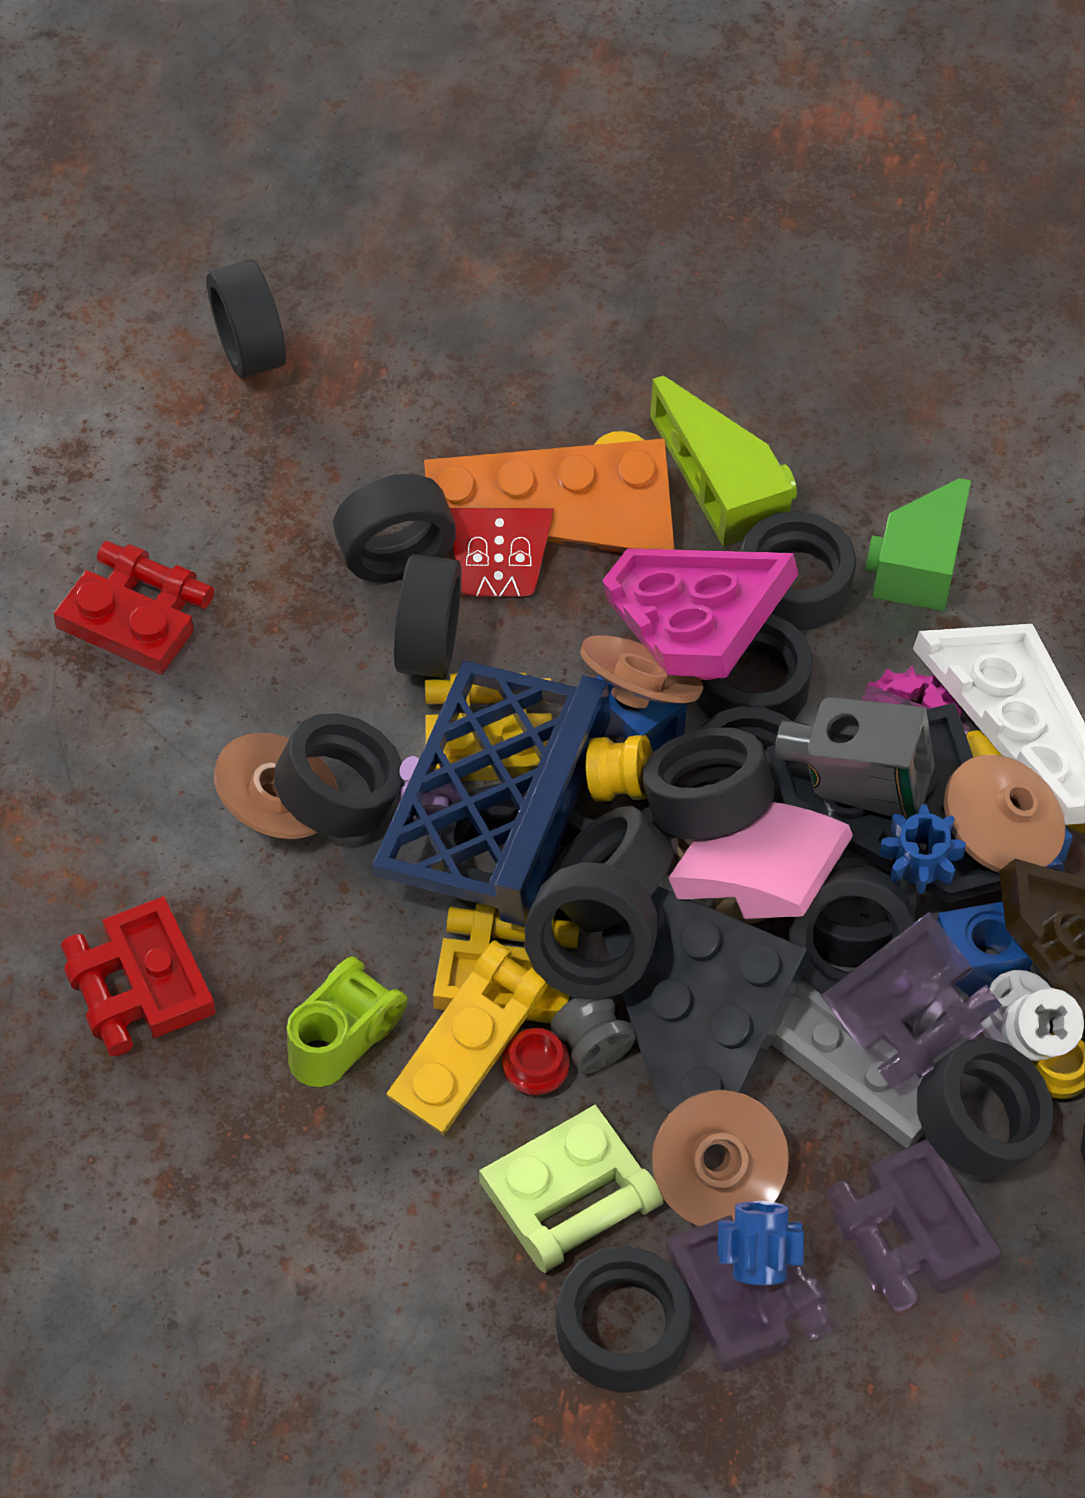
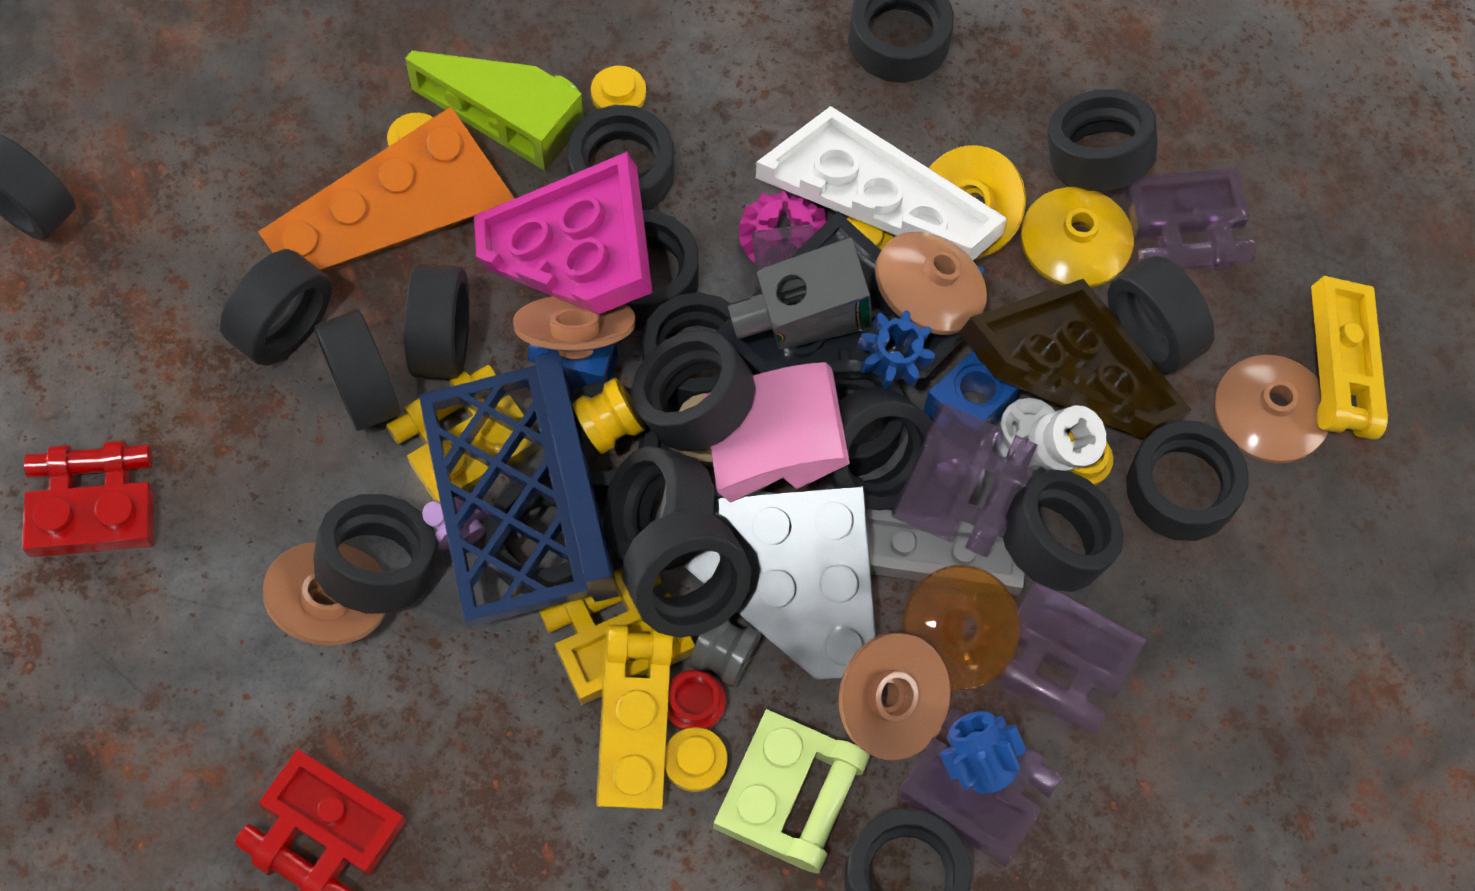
camera: 35 degrees left, 10 degrees up
(348, 1013) = (519, 755): lime piece -> none
(500, 549) = (369, 272): red sticker -> none
(501, 1110) = (695, 759): none -> yellow plate
(526, 612) = (436, 321): none -> black tyre
(832, 1135) = (938, 613): none -> clear orange dish
(841, 506) = (618, 86): none -> yellow plate
(920, 548) = (708, 89): bright green slope -> none

